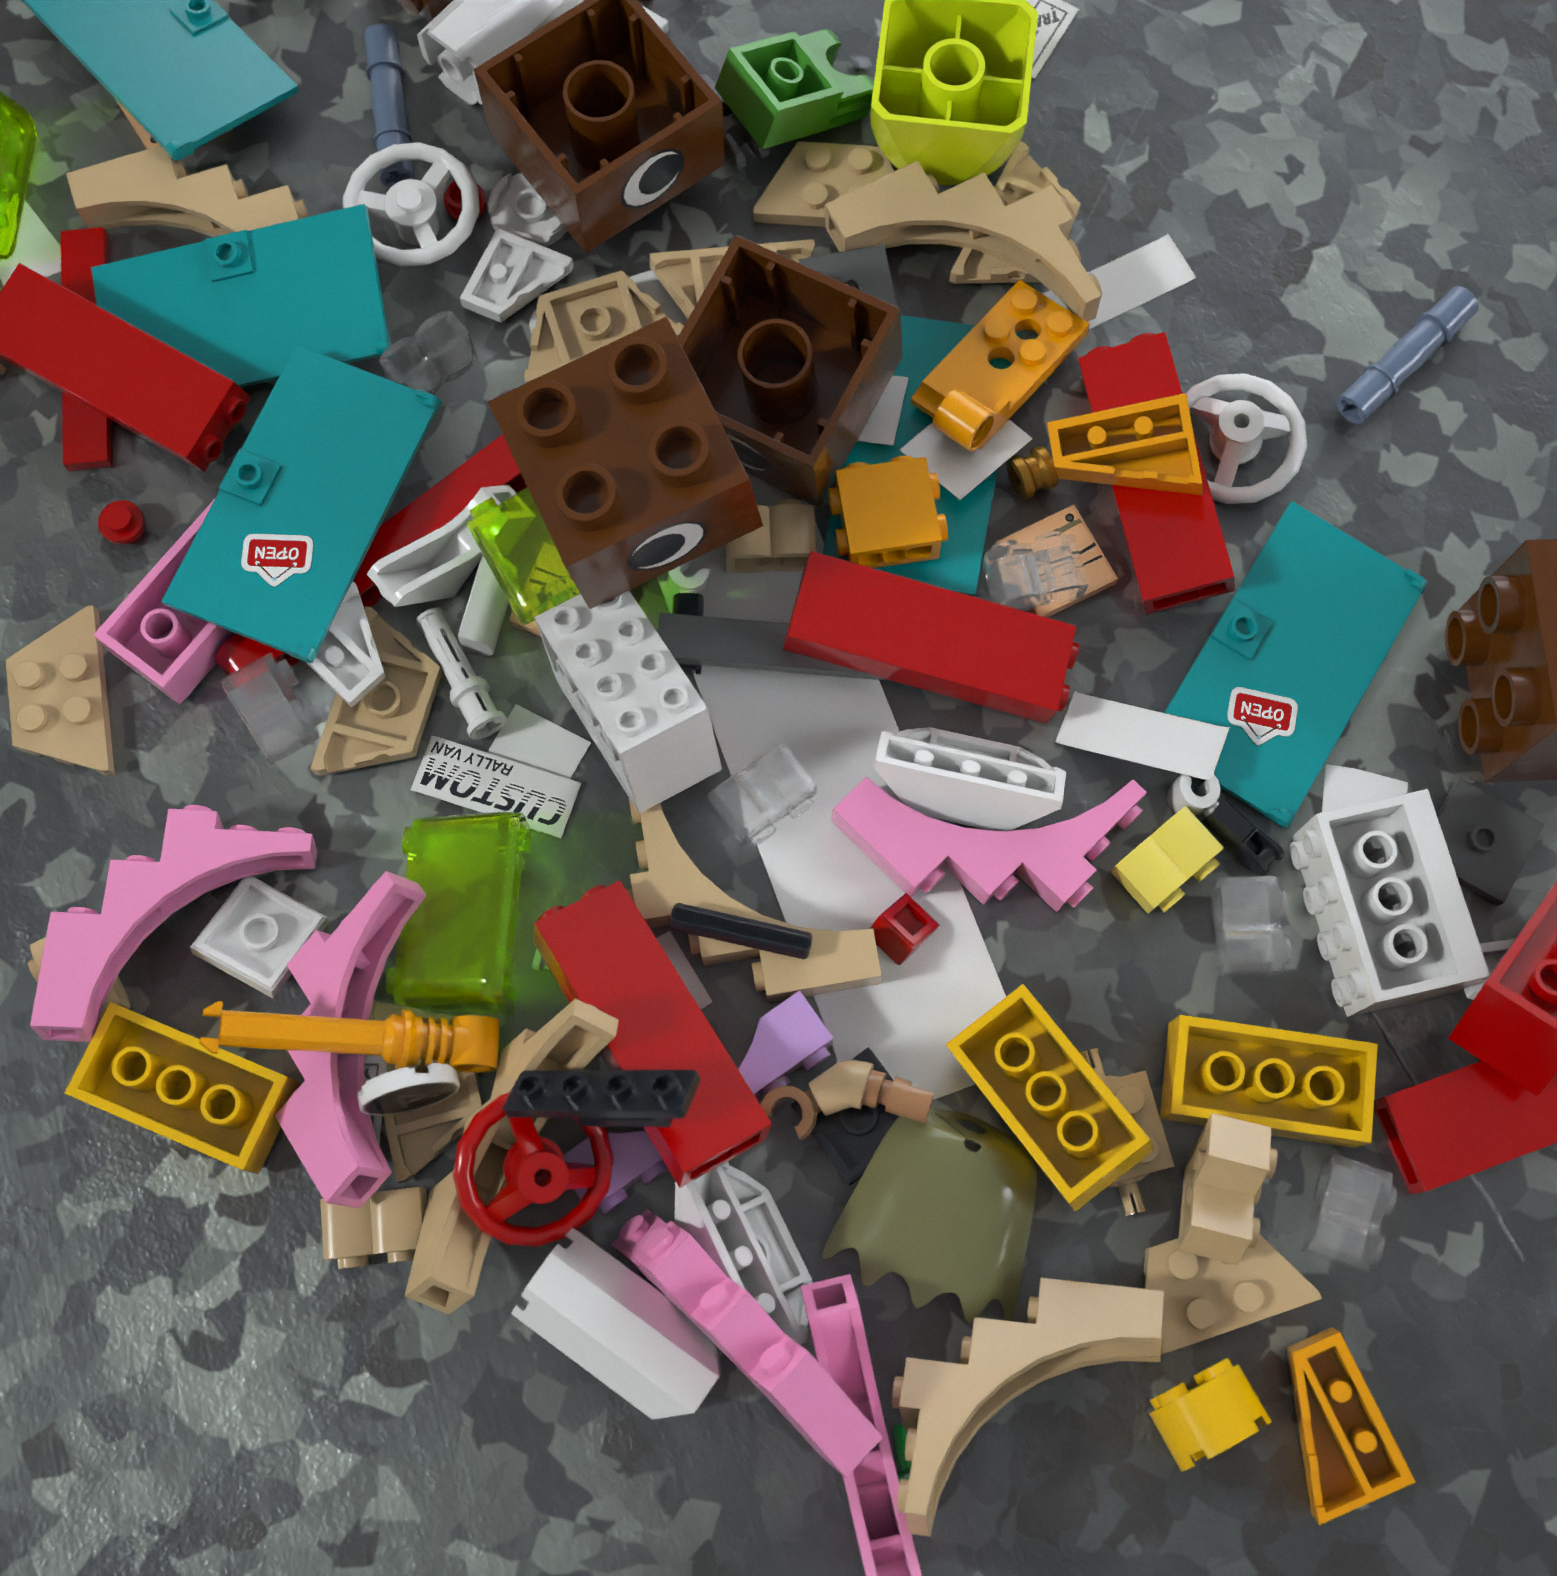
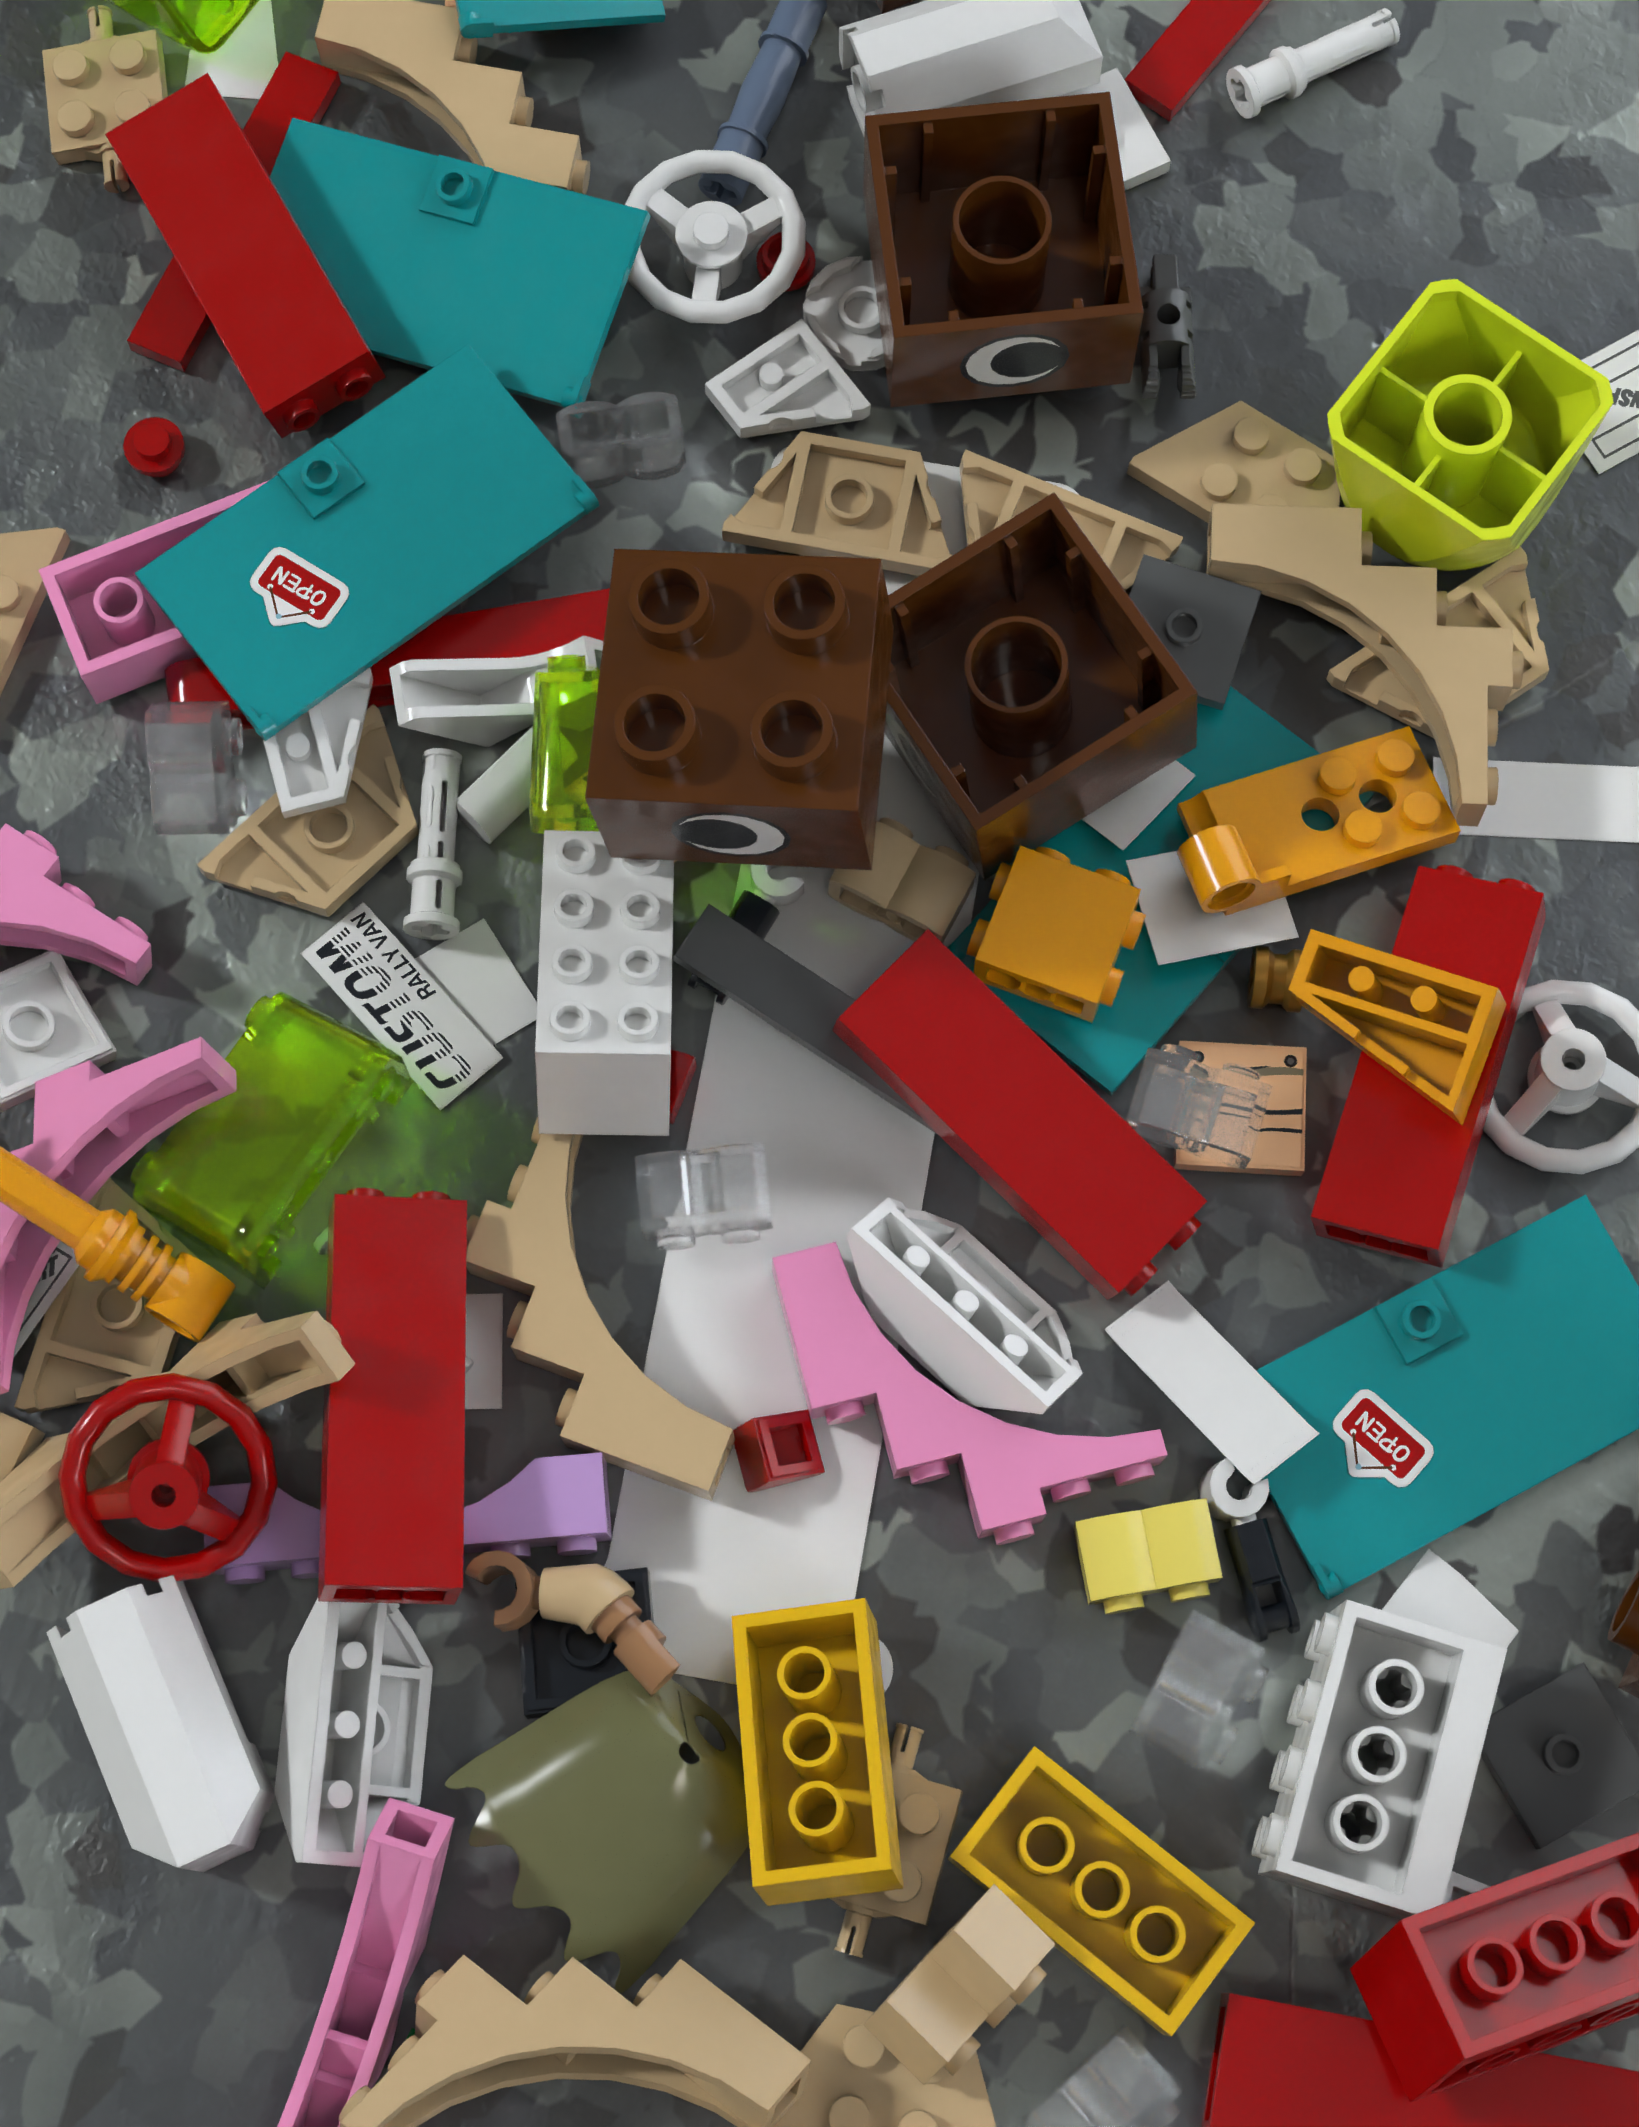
camera: 30 degrees right, 0 degrees up
(406, 1090) = (76, 1306): tile -> none
(604, 1096) = (280, 1440): black bracket -> none
(740, 931) = (573, 1342): black axle -> none
(749, 1339) = (288, 1824): bright pink arch -> none
(790, 89) = (1264, 327): bright green brick -> none

